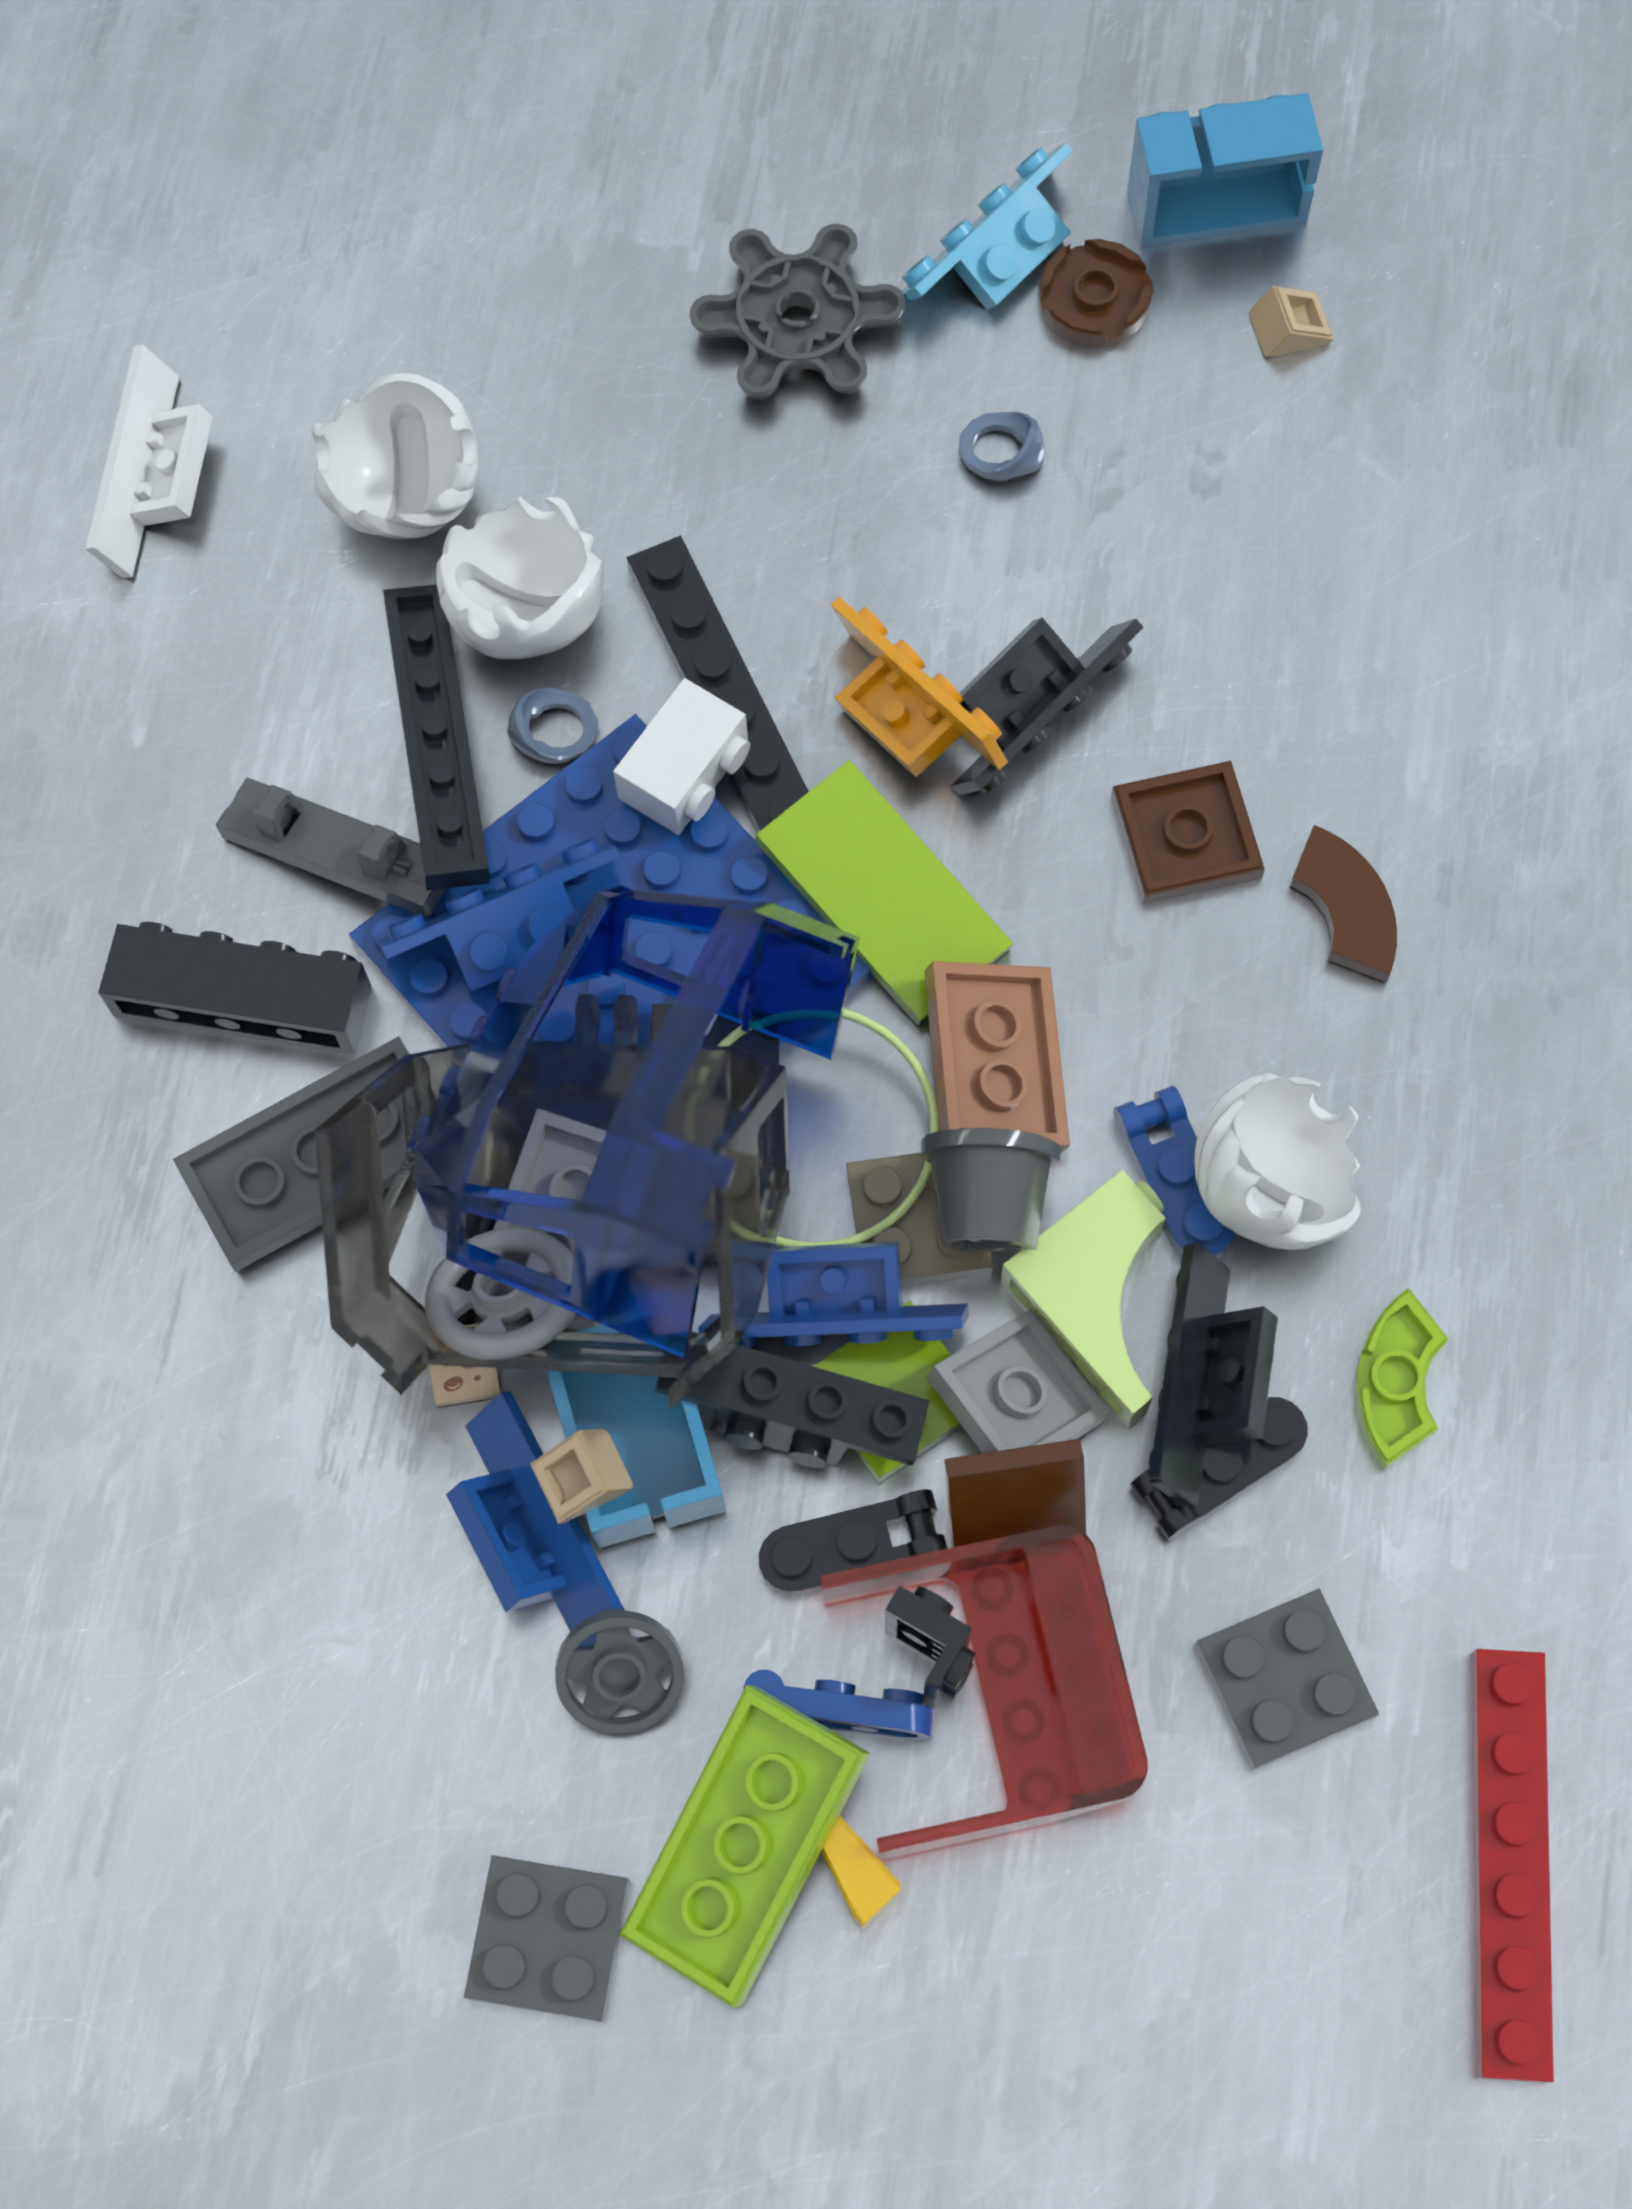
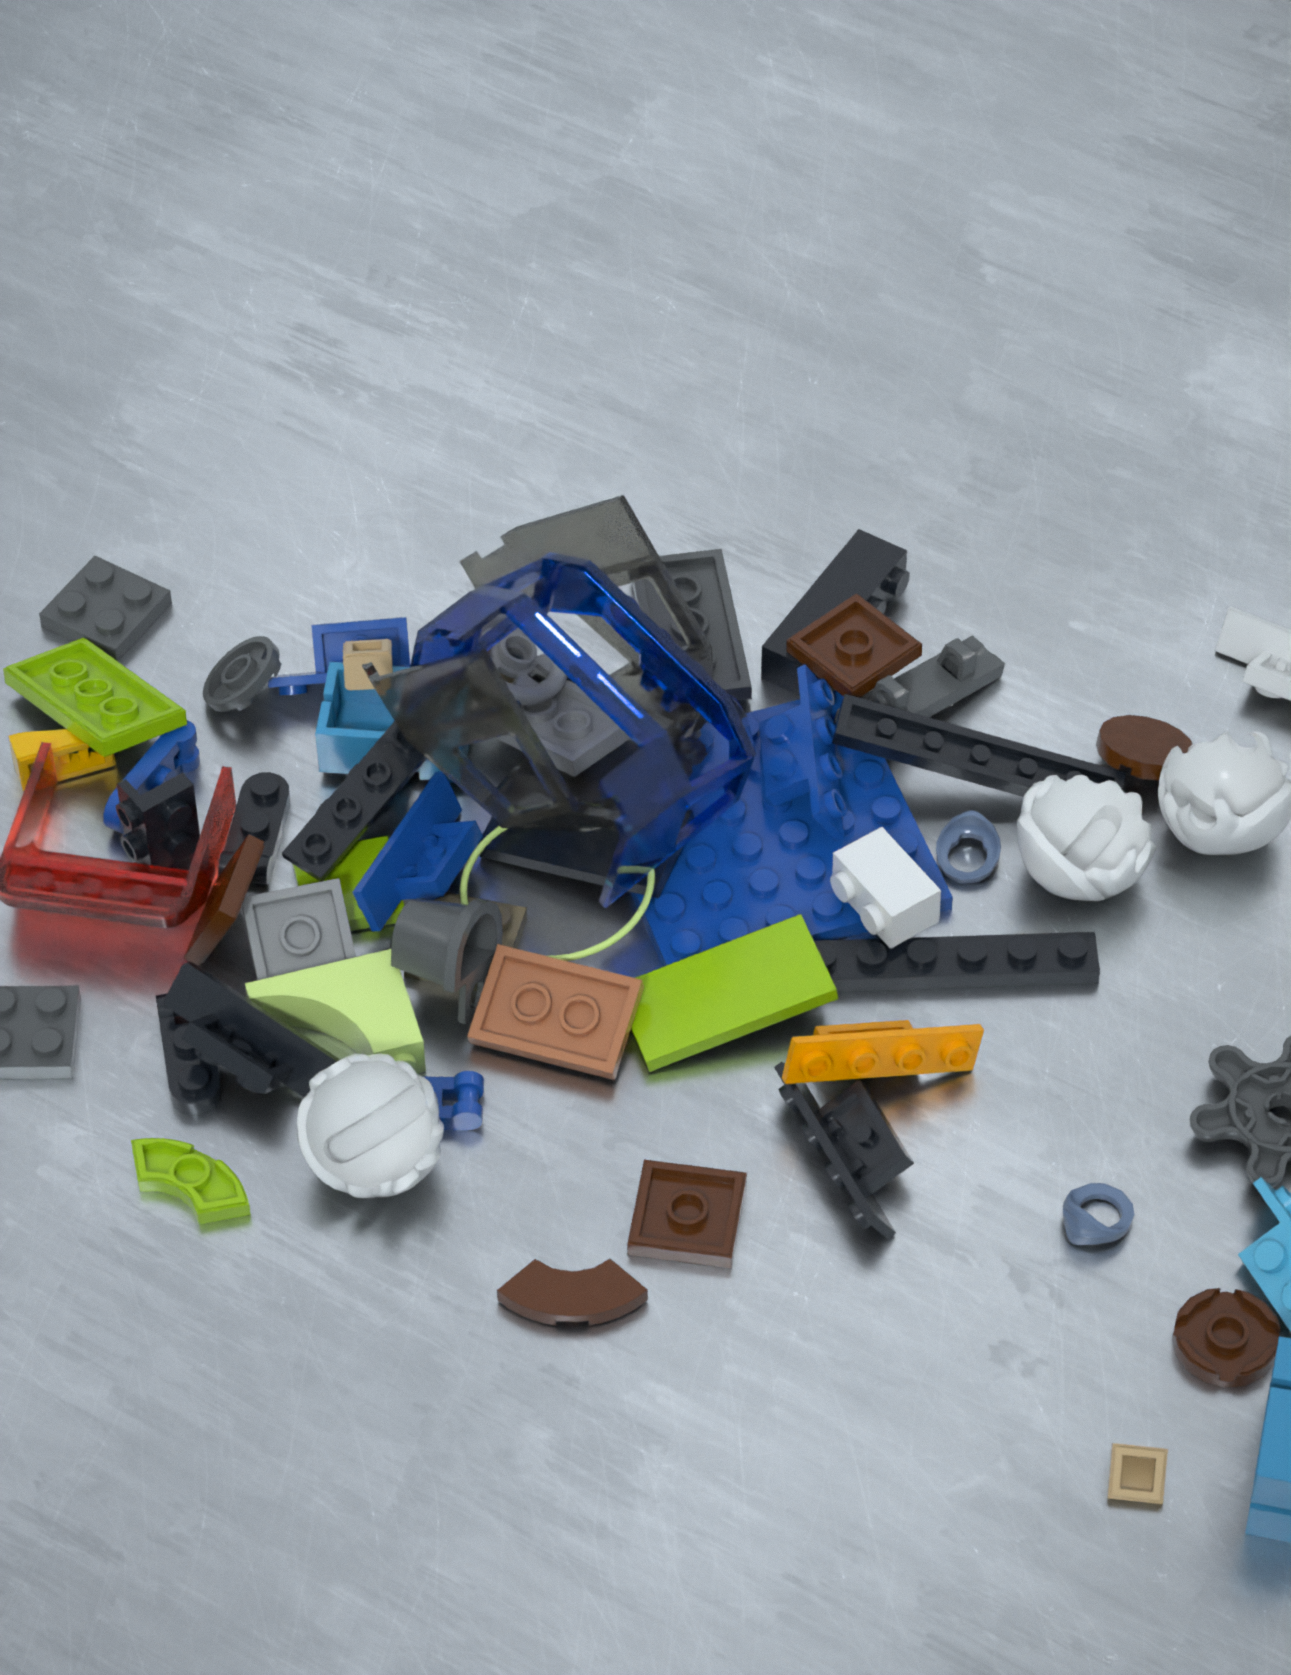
camera: 110 degrees right, 20 degrees down
(317, 917) = (854, 647): none -> reddish brown tile
(332, 585) = (1139, 744): none -> reddish brown tile

